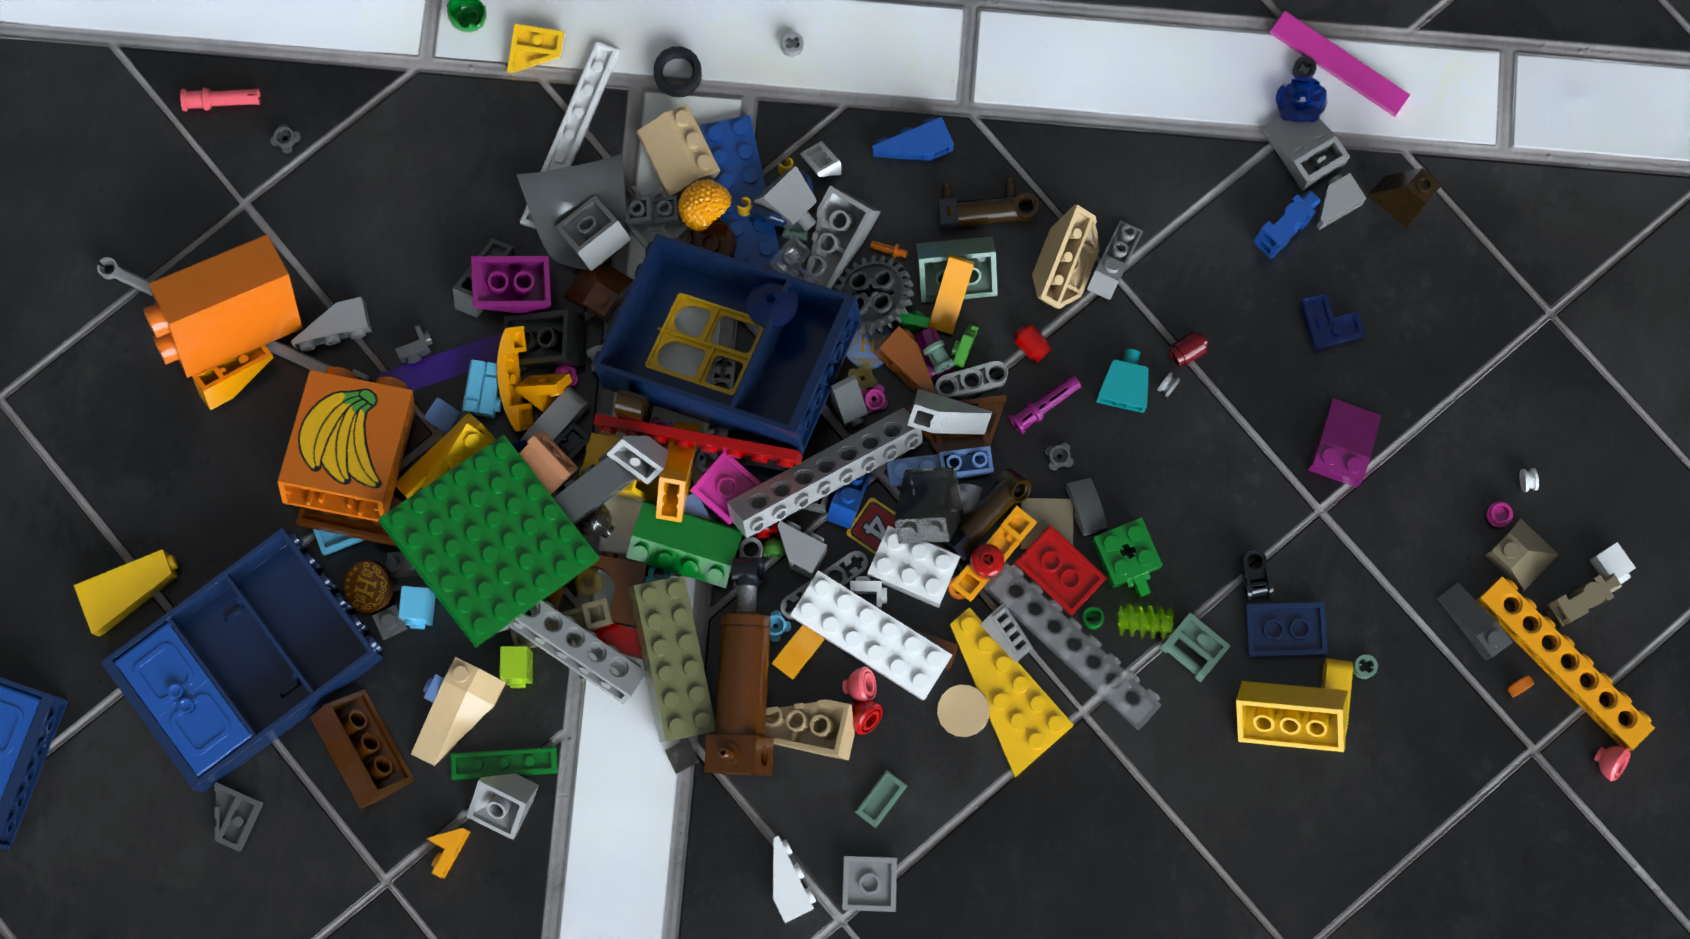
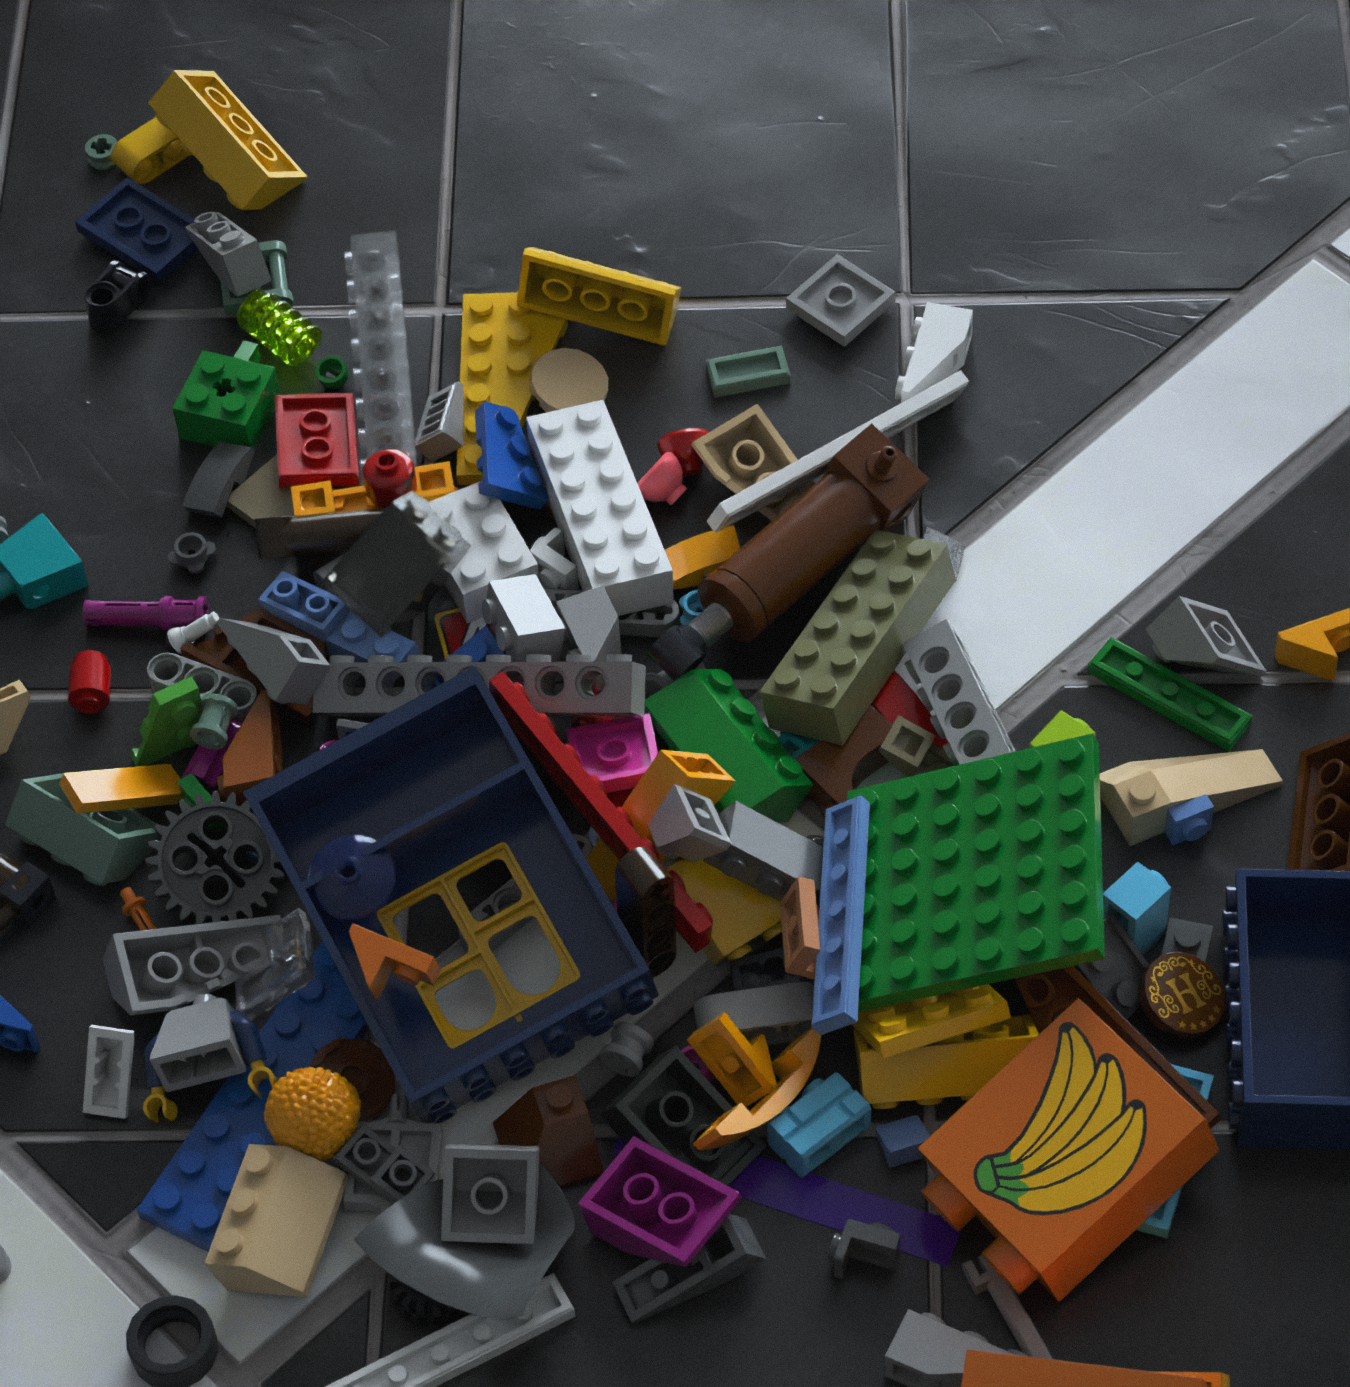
camera: 135 degrees left, 25 degrees down
(540, 478) = (841, 916): none -> medium blue tile
(719, 273) = (381, 955): none -> orange slope
(775, 767) = (816, 463): none -> white tile
(836, 525) = (523, 619): none -> slope
(941, 626) = (506, 458): none -> blue wing
(994, 774) = (597, 295): none -> yellow slope
(1013, 403) = (178, 636): none -> white piece
(1216, 641) = (229, 252): none -> light grey slope

